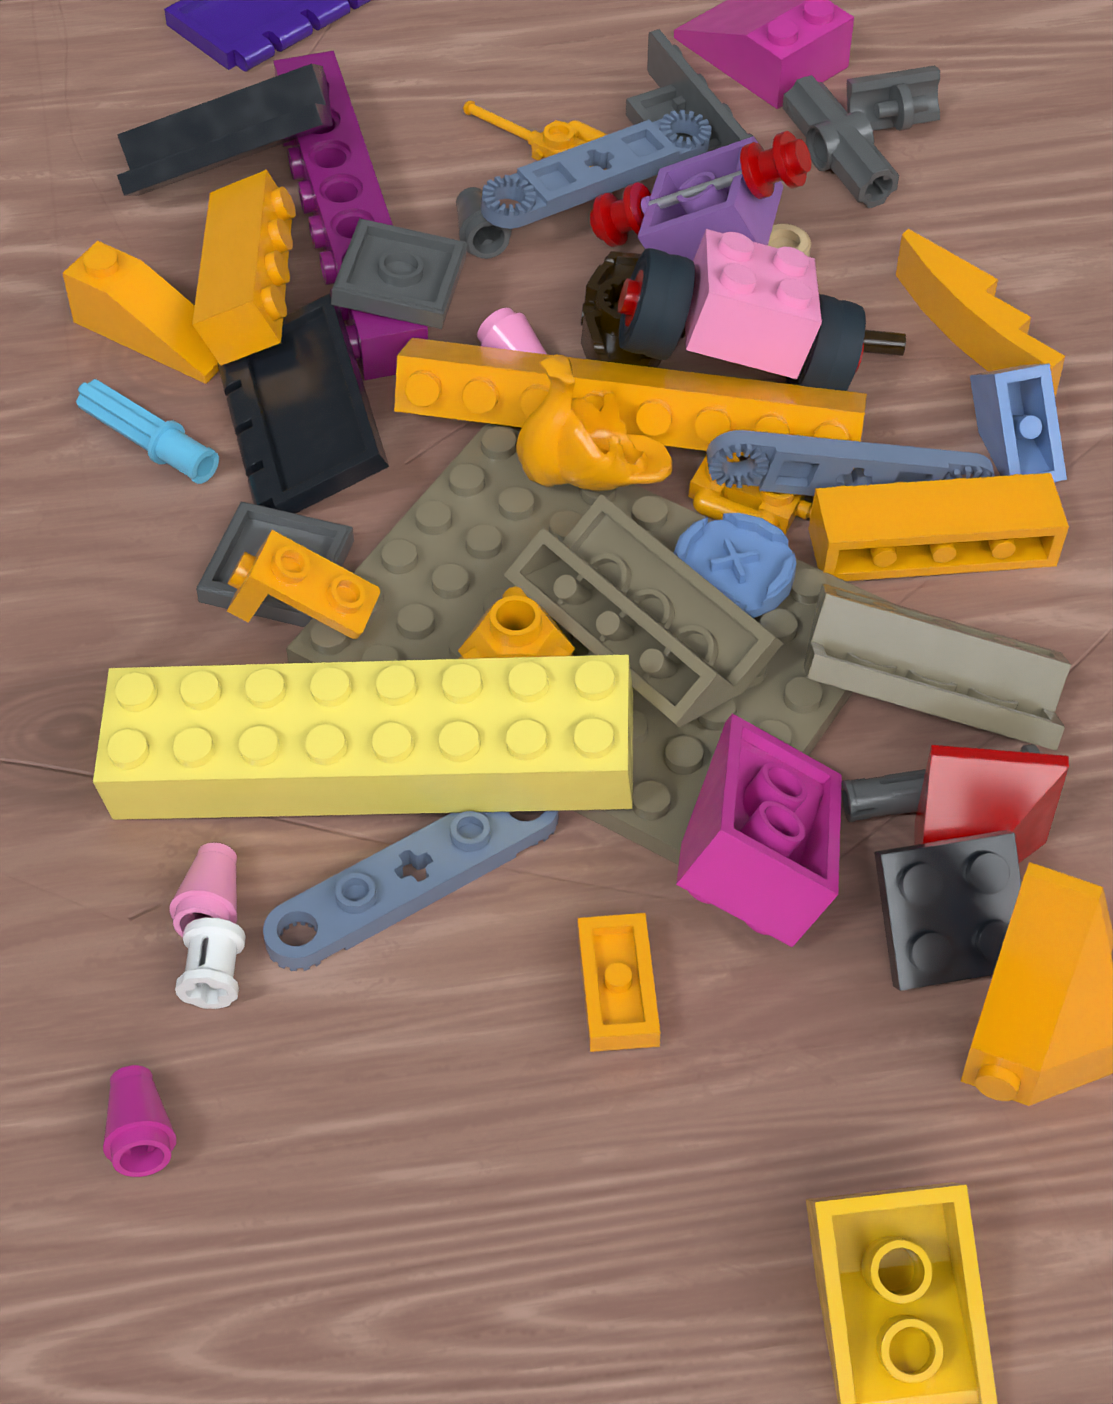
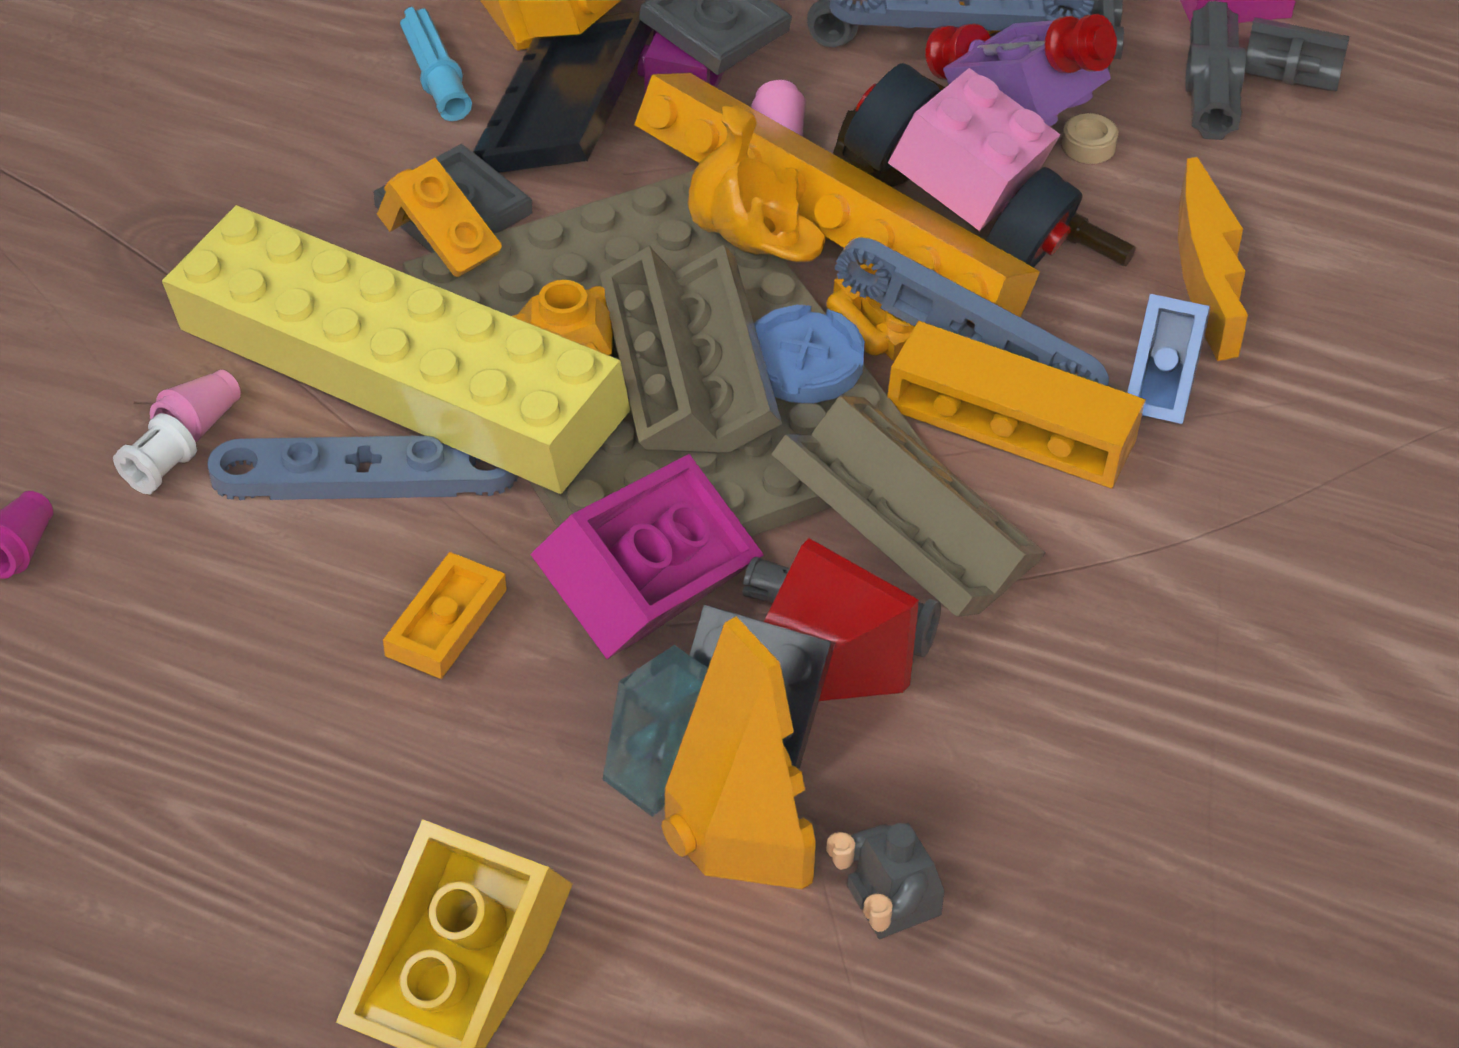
camera: 30 degrees right, 5 degrees down
(920, 991) = (650, 725): none -> clear light blue slope

